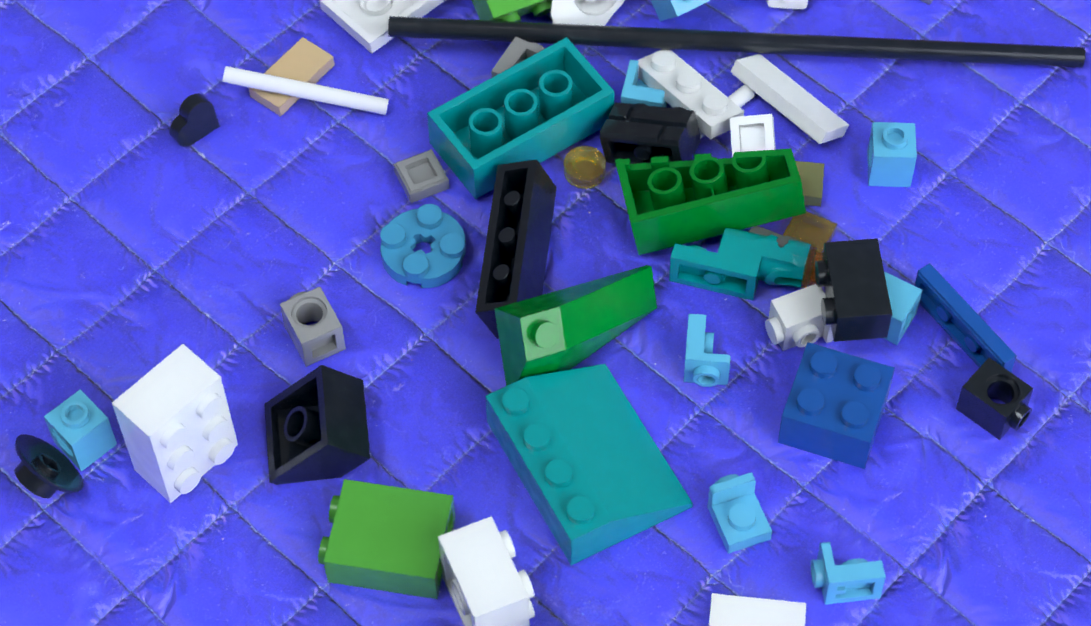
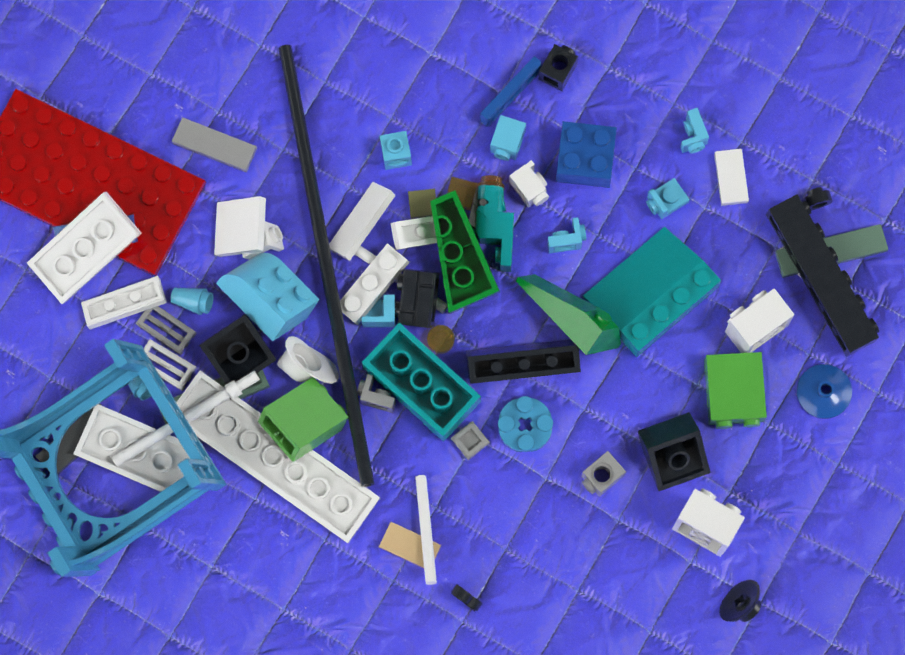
camera: 100 degrees left, 20 degrees up
(80, 430) = (711, 591): medium azure brick -> none
(854, 290) = (519, 150): black piece -> none

